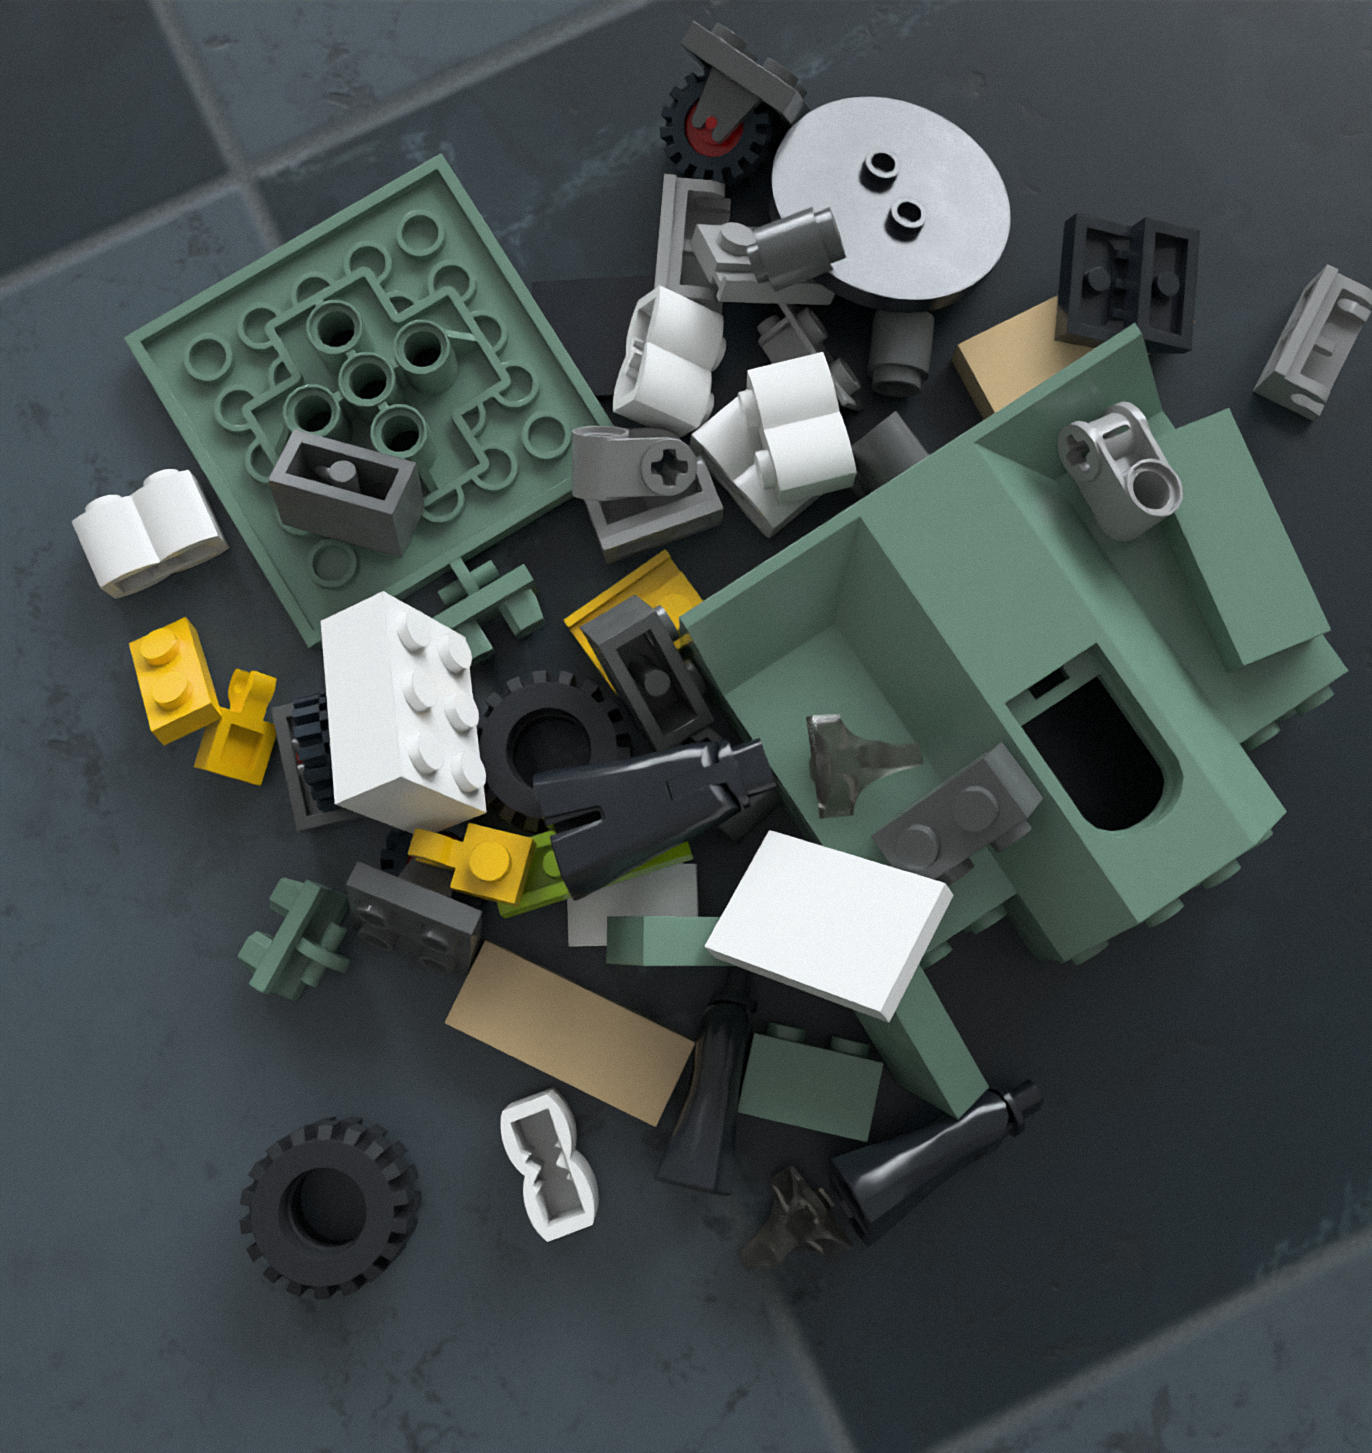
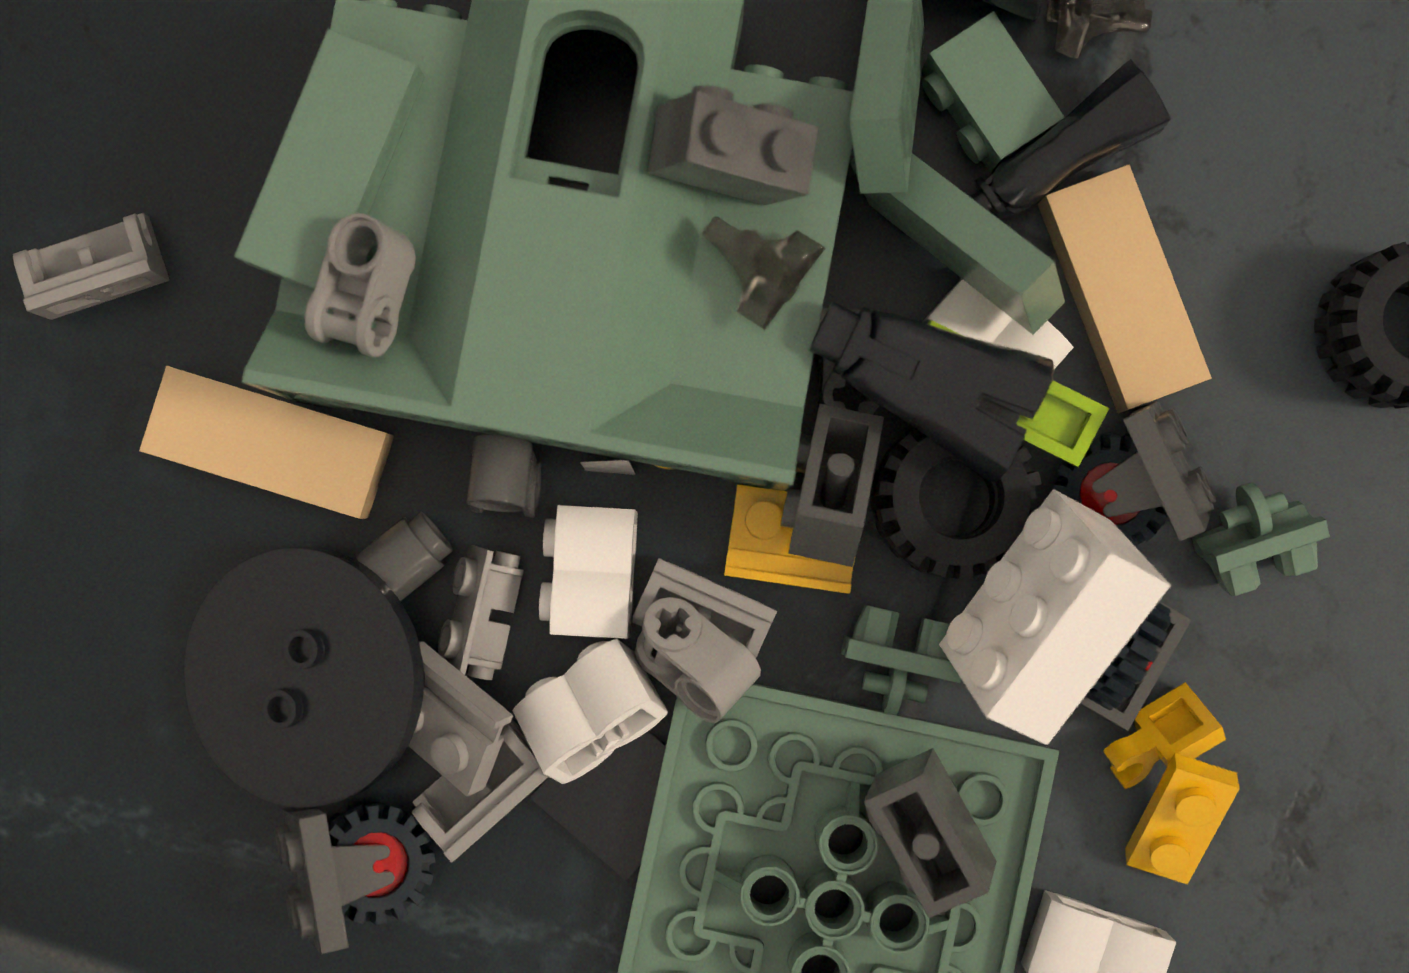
camera: 140 degrees left, 5 degrees up
(484, 865) = (1085, 454): yellow plate -> none
(558, 1180) = (1227, 208): white brick -> none
(796, 248) = (421, 694): dark grey brick -> none
(799, 429) = (549, 560): white brick -> none
(830, 923) = (897, 161): white tile -> none
(1127, 277) = (190, 439): black slope -> none

